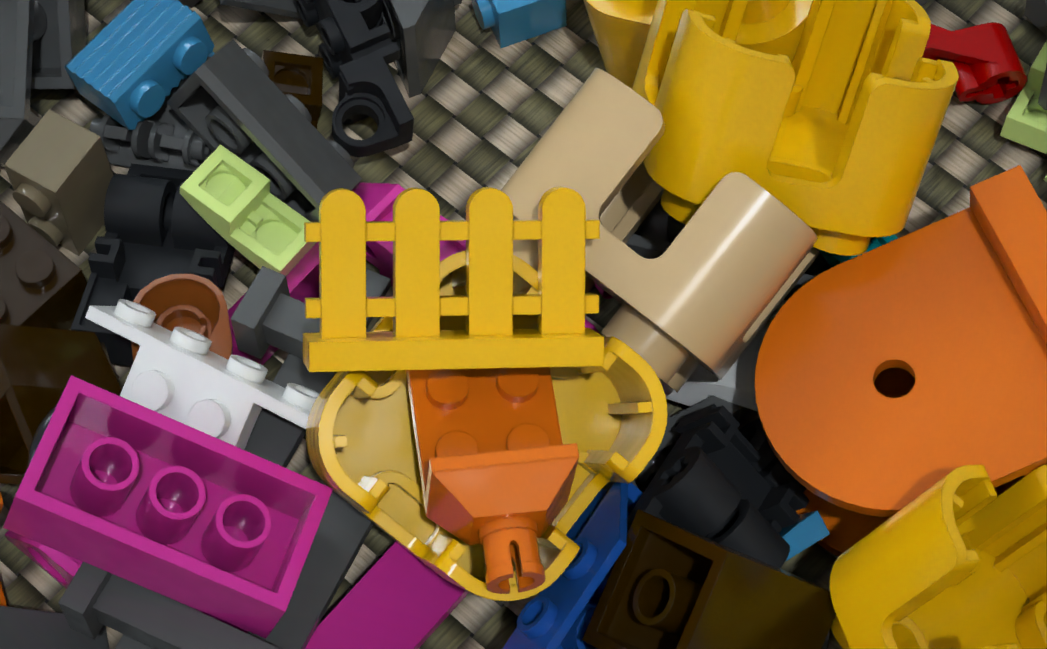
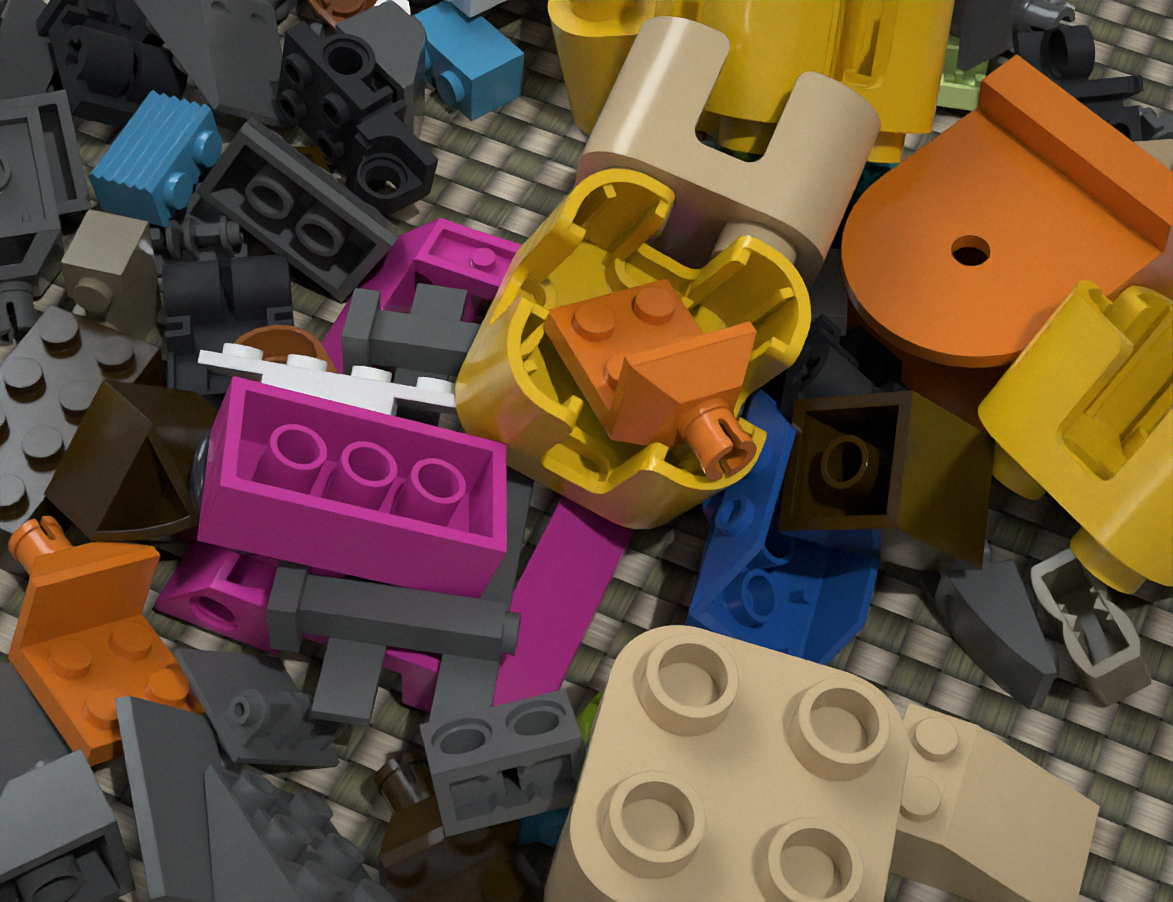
camera: 25 degrees left, 10 degrees down
(244, 212) = (295, 259): yellowish green slope -> none
(416, 297) = (564, 210): yellow fence -> none

